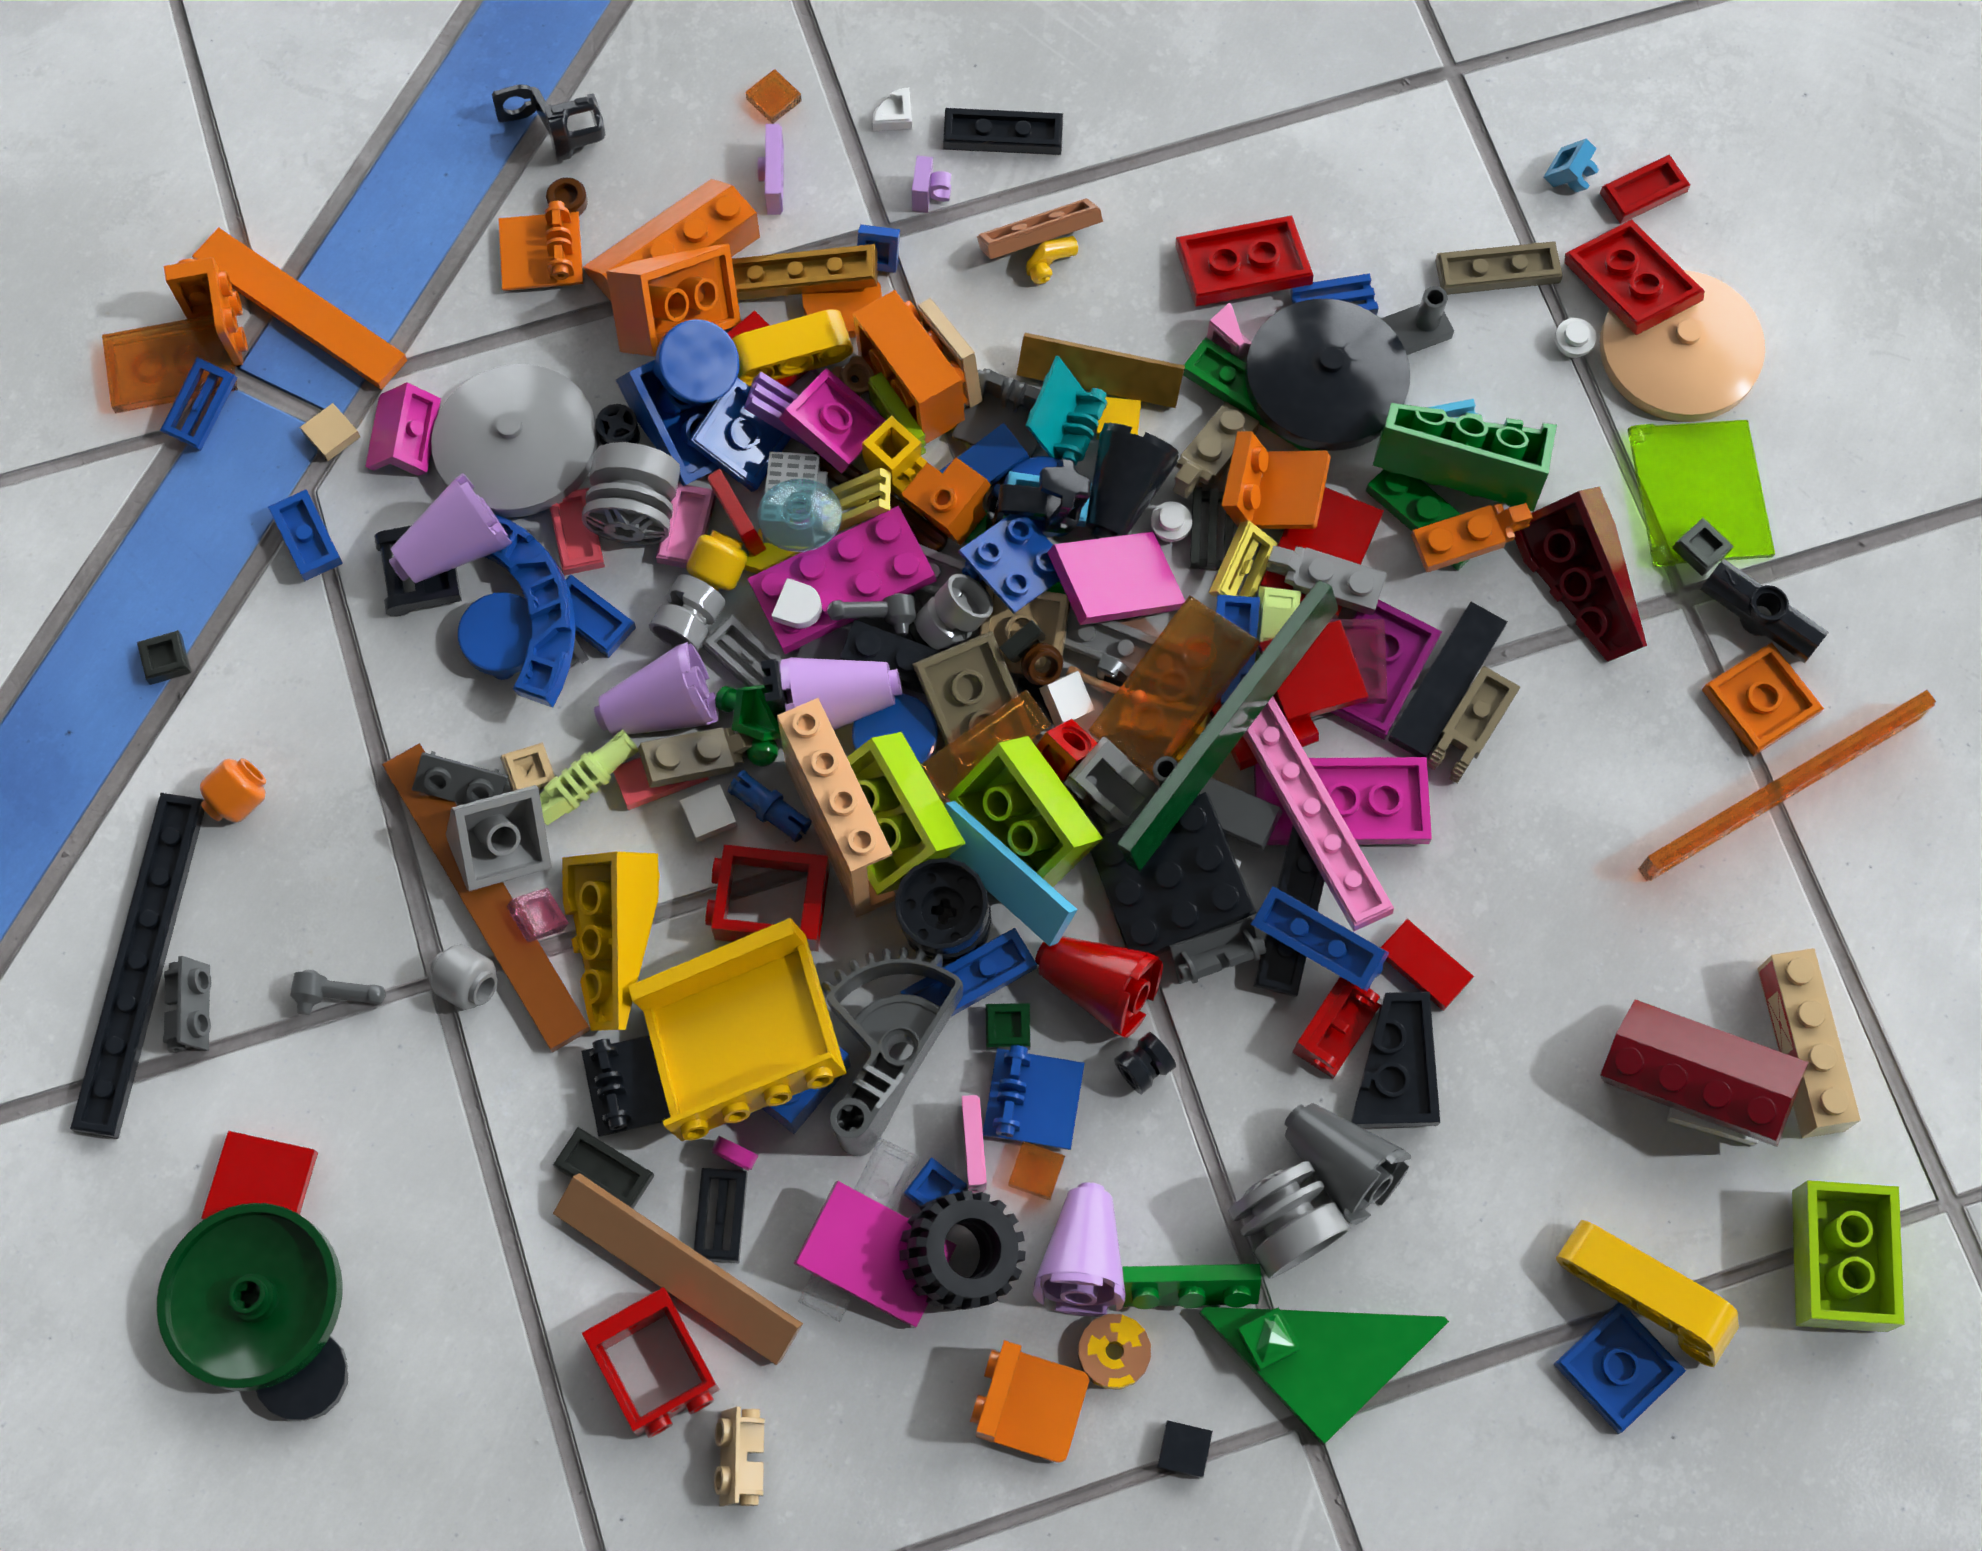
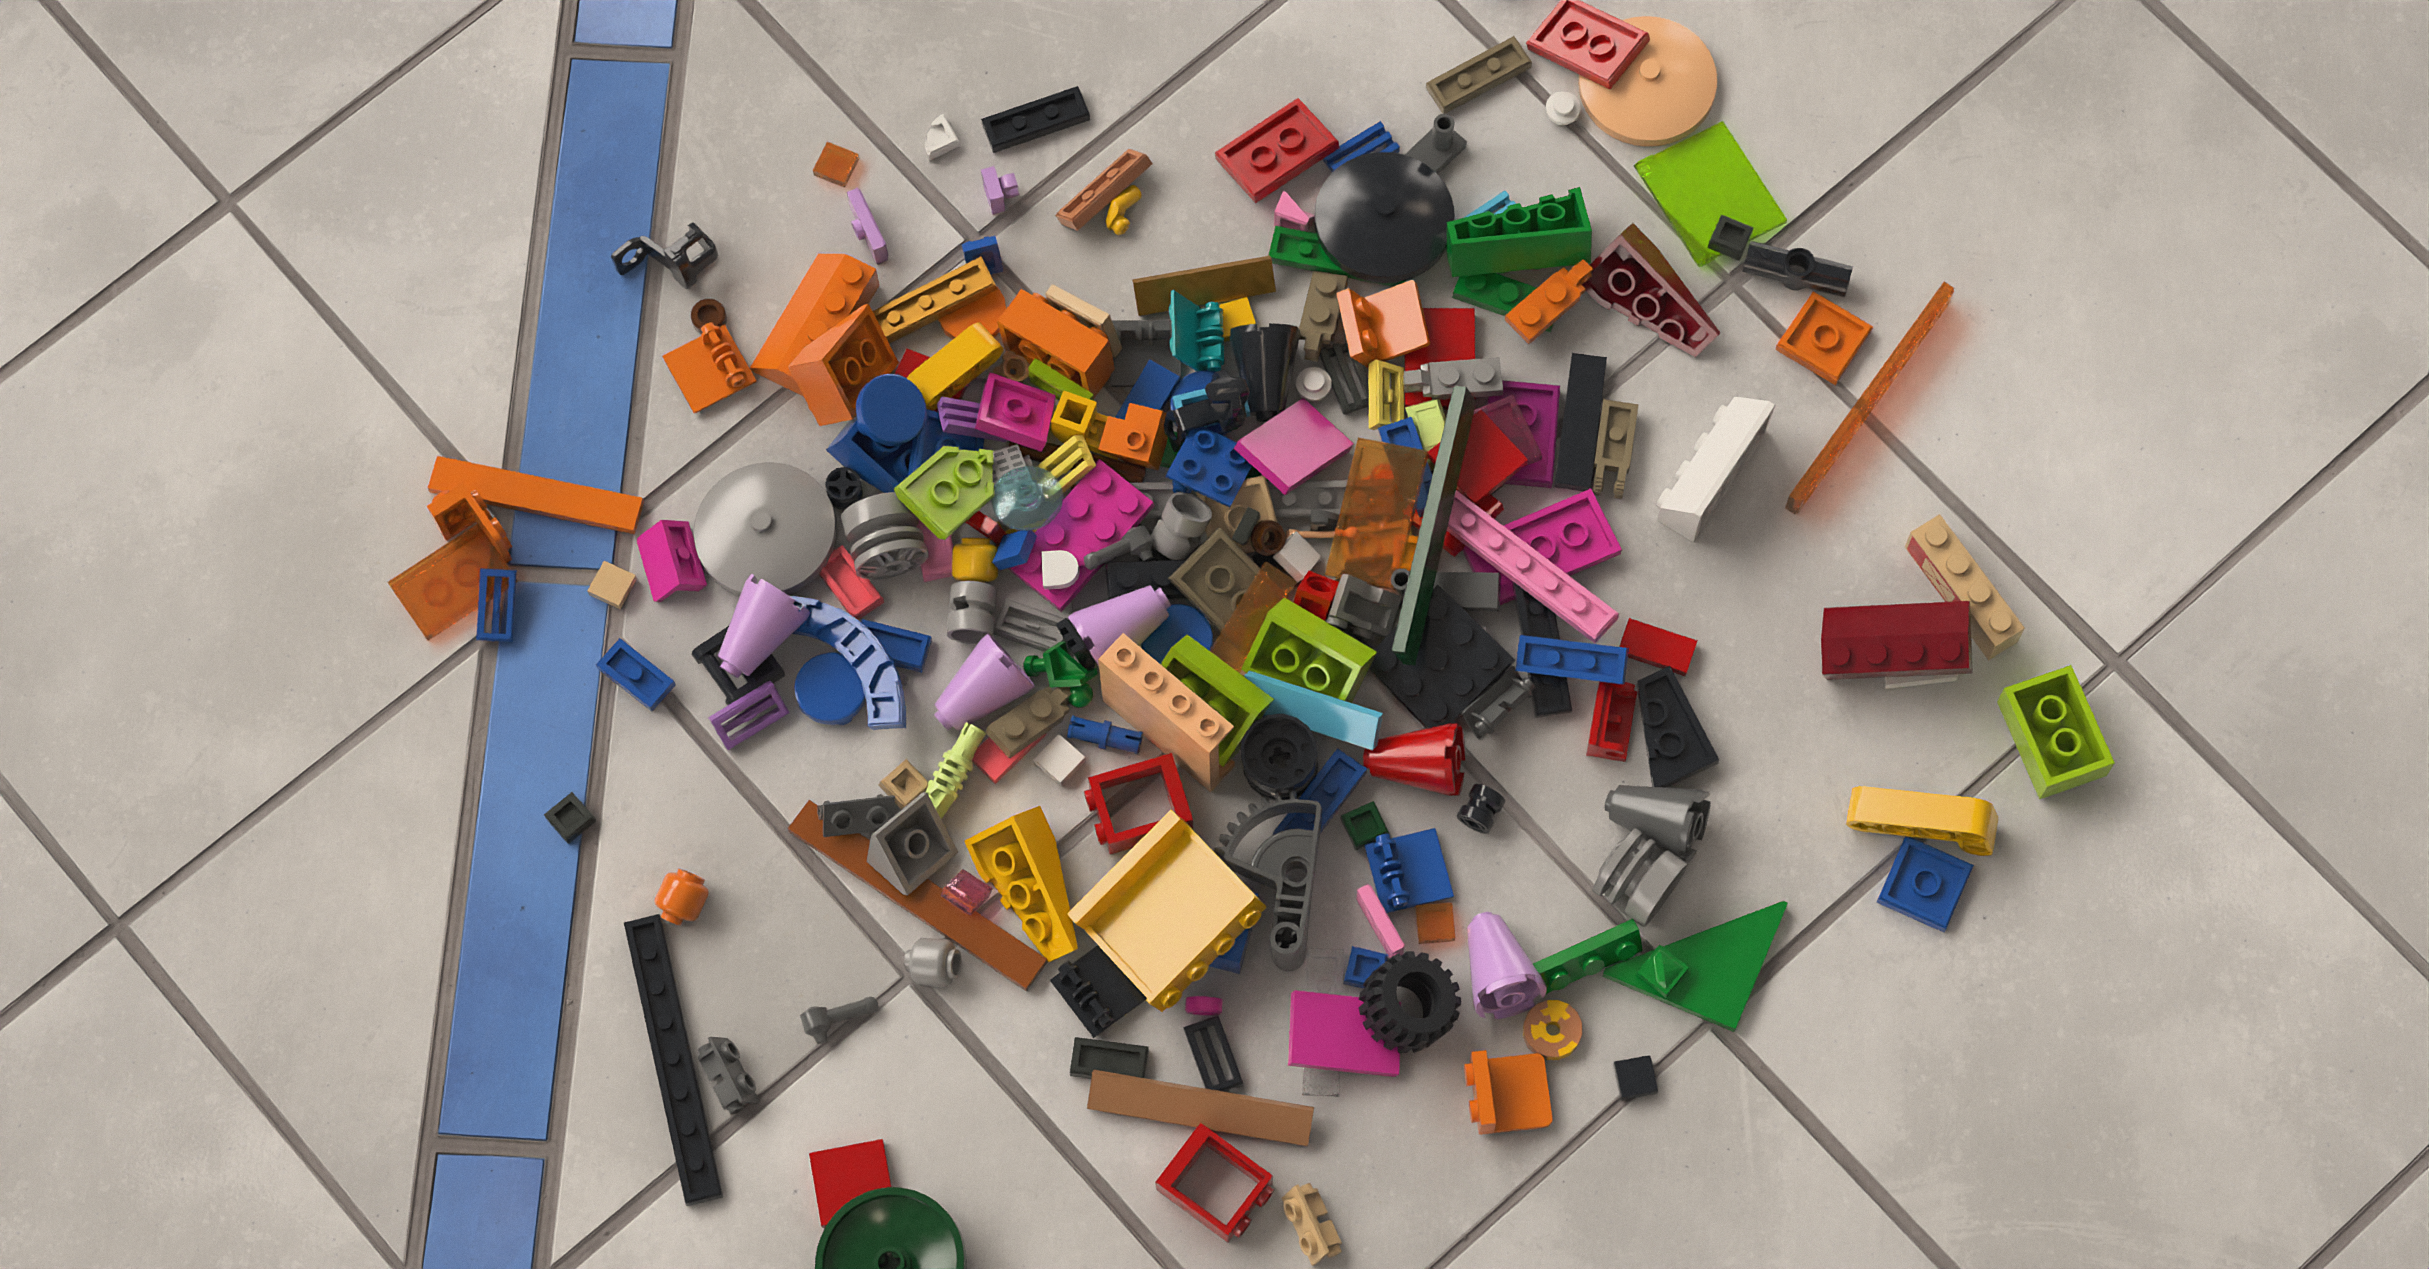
camera: 20 degrees left, 0 degrees up
(400, 610) = (740, 705): none -> medium lavender tile
(718, 469) = (949, 488): none -> lime tile
(762, 564) = (1014, 549): none -> blue tile
(1577, 789) = (1714, 466): none -> white slope

